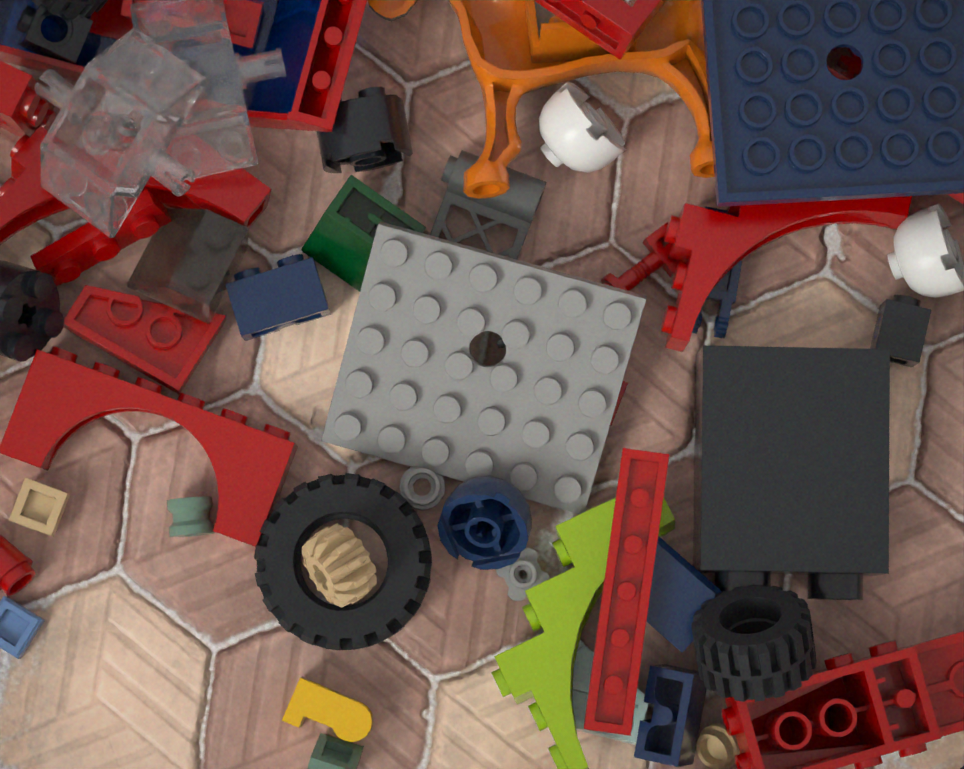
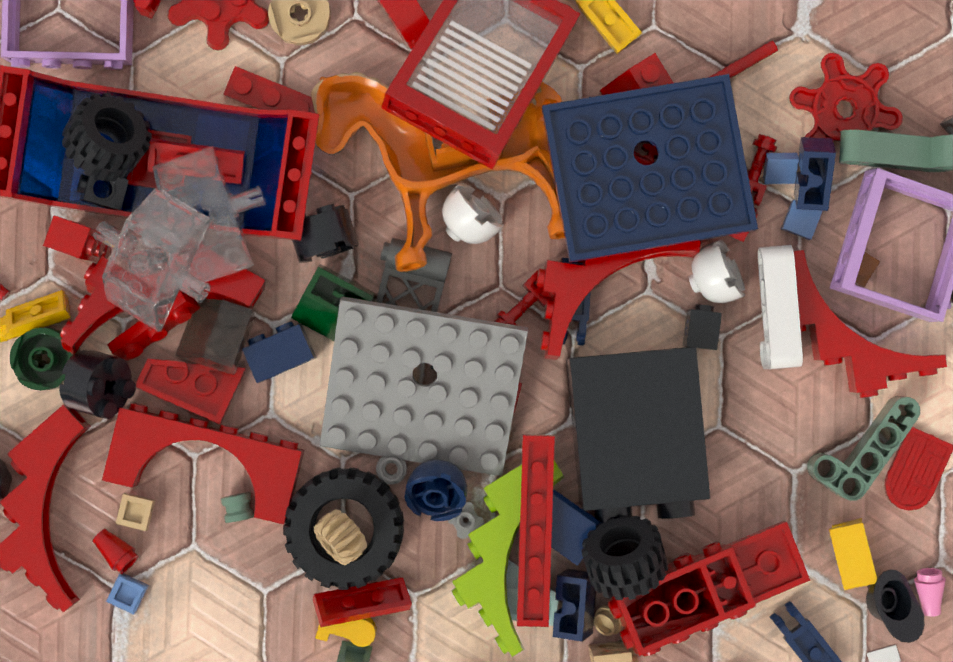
camera: 10 degrees left, 5 degrees up
(357, 674) = (362, 603): none -> red plate

